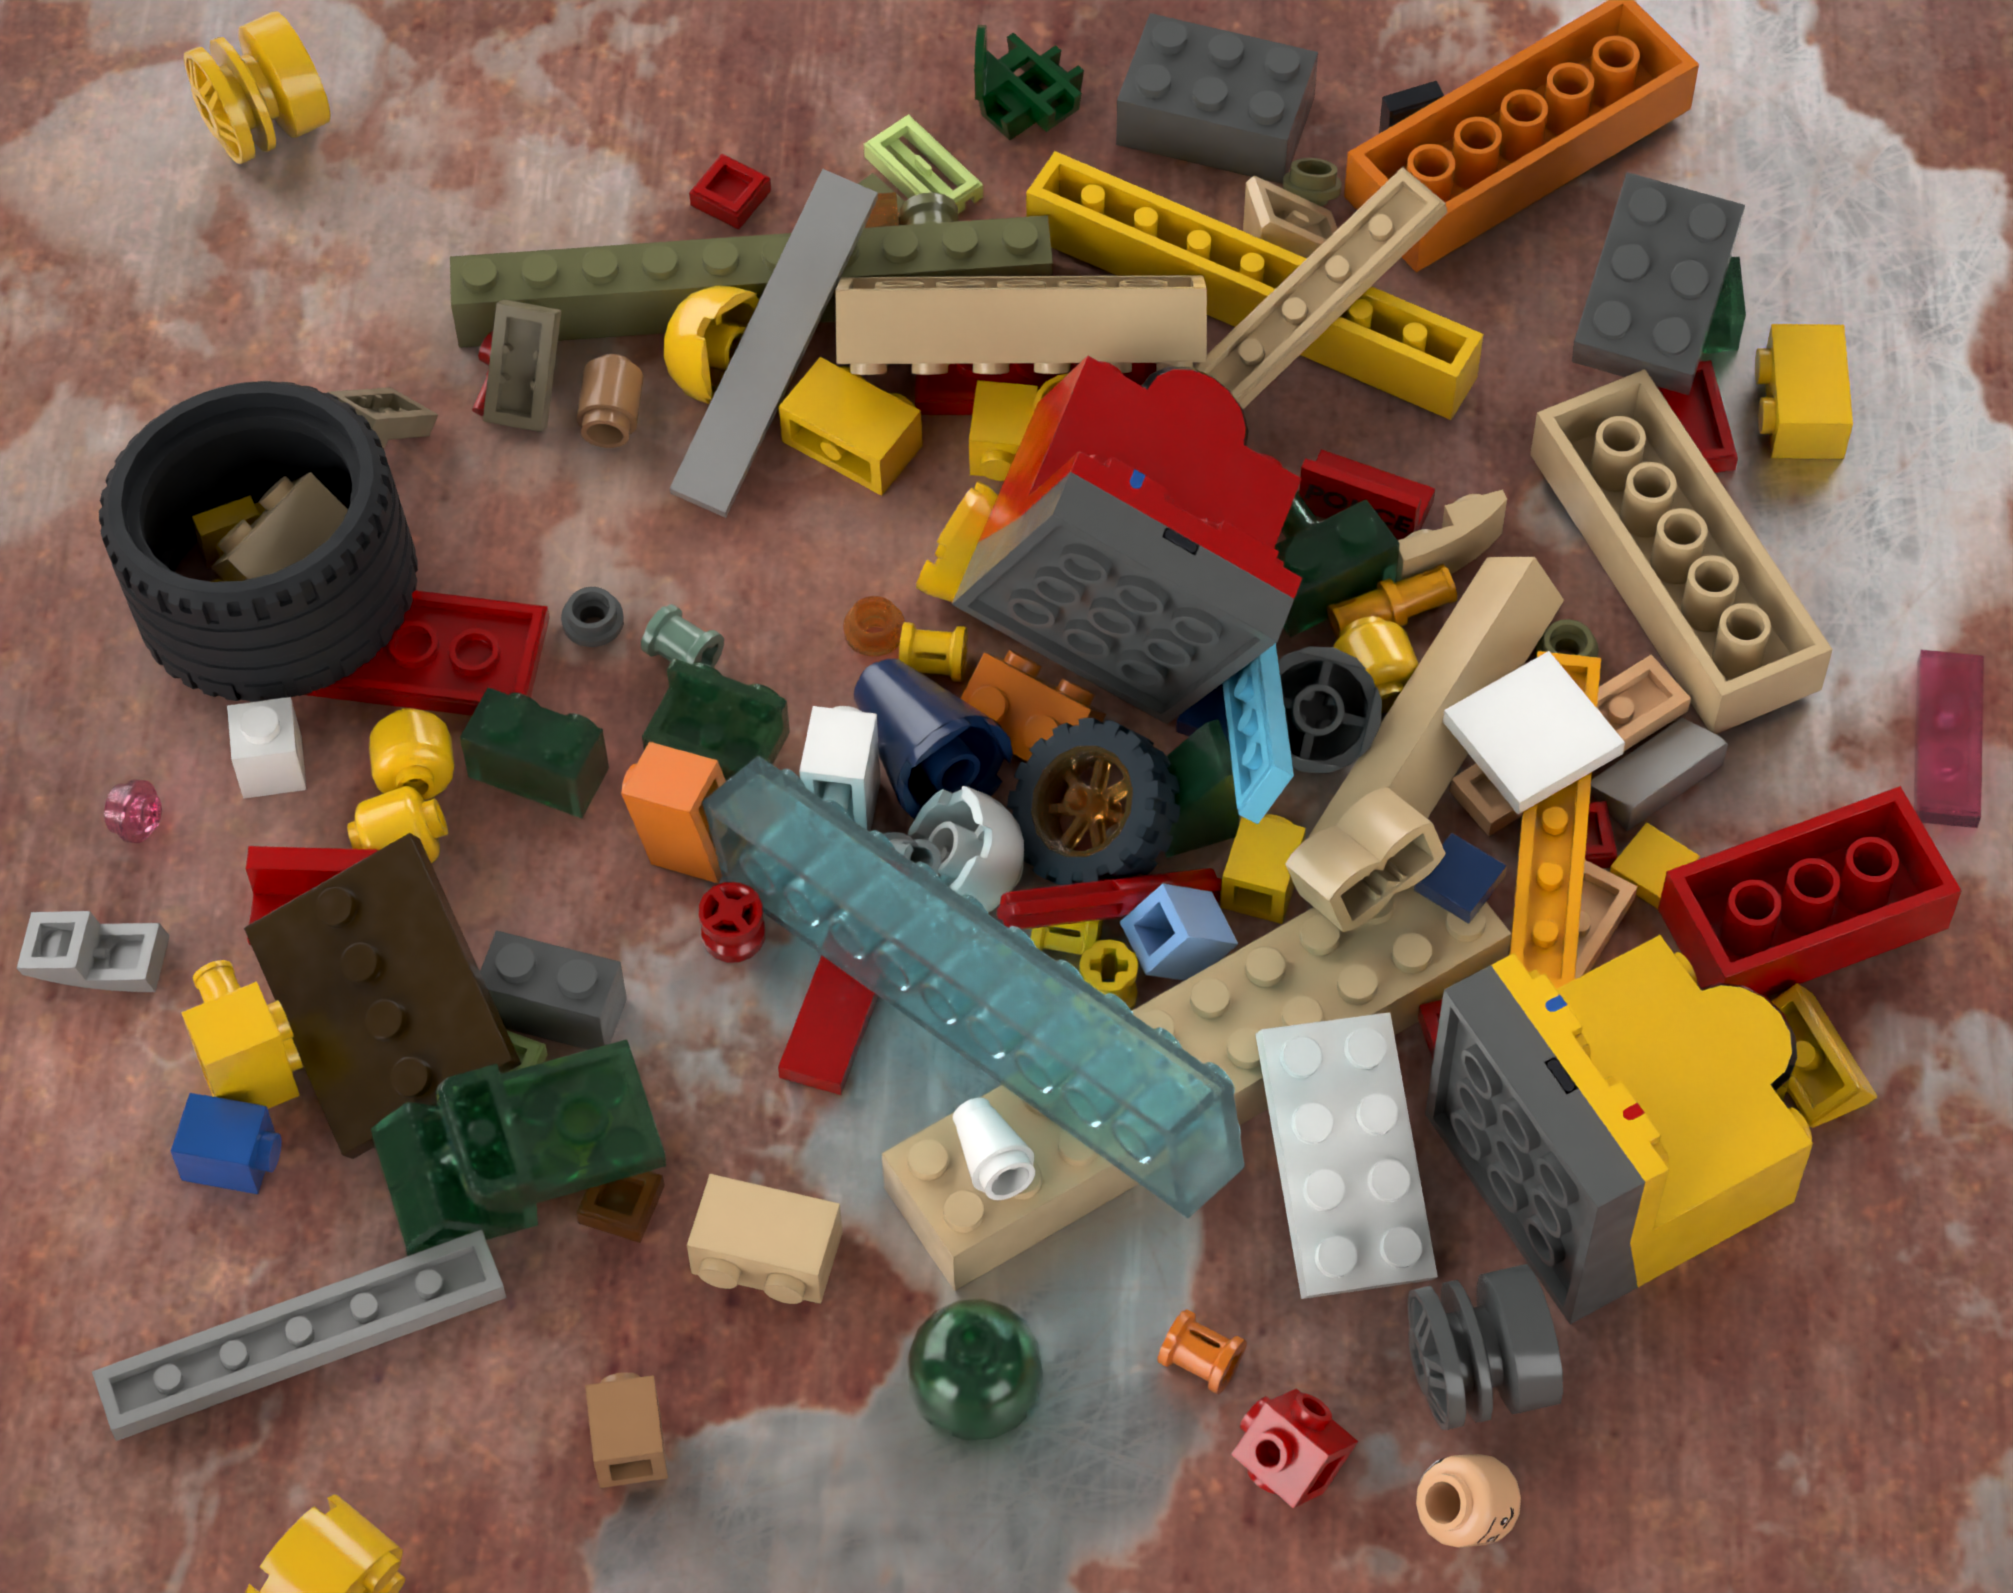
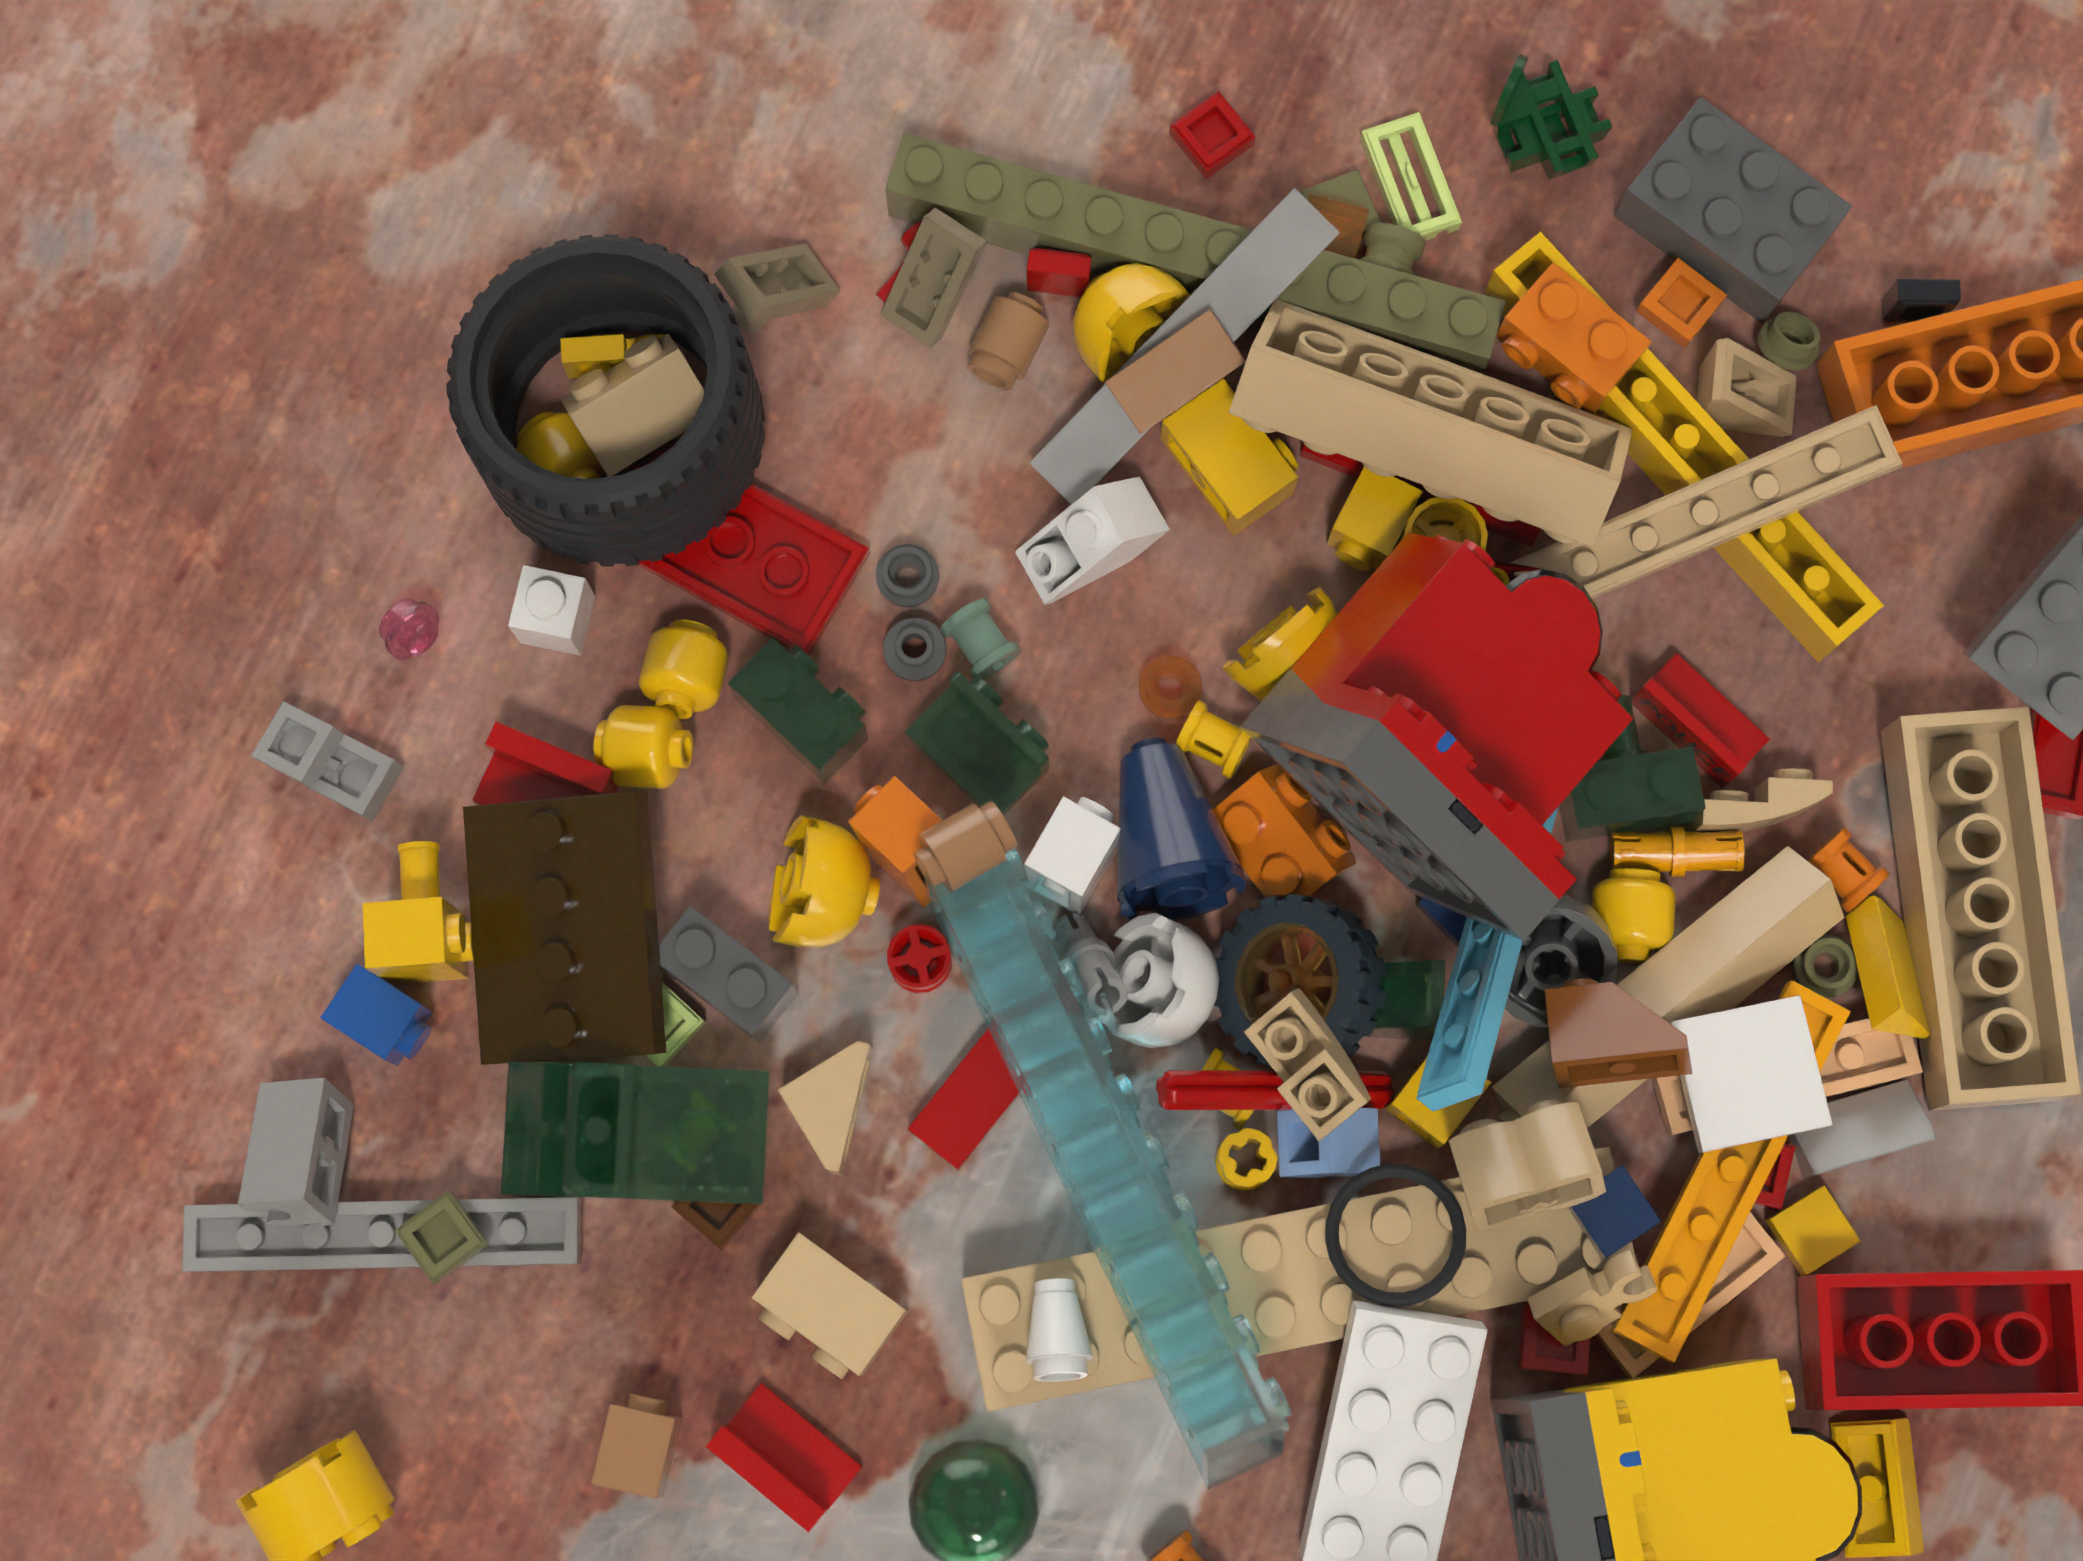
camera: 20 degrees right, 20 degrees up
(189, 1279) = (297, 1152): none -> light grey hinge
(362, 1304) = (442, 1237): none -> olive tile
(614, 883) = (821, 887): none -> yellow cylinder
(624, 689) = (914, 668): none -> dark grey plate
(635, 331) = (1058, 272): none -> red tile
(689, 1071) = (828, 1103): none -> tan slope
(738, 762) = (964, 846): none -> medium nougat brick
(752, 528) = (1092, 538): none -> white slope
(772, 1396) = (784, 1457): none -> red panel
(775, 356) = (1175, 371): none -> medium nougat tile
(1116, 222) = (1571, 339): none -> orange bracket
(1129, 849) = (1311, 1062): none -> tan slope
(1205, 182) = (1681, 303): none -> orange plate
(1266, 912) = (1339, 1262): none -> black tyre
(1397, 733) = (1610, 1037): none -> slope
(1466, 955) = (1587, 1302): none -> tan plate
(1560, 565) = (1848, 869): none -> orange bush
(1618, 624) = (1886, 970): none -> yellow slope

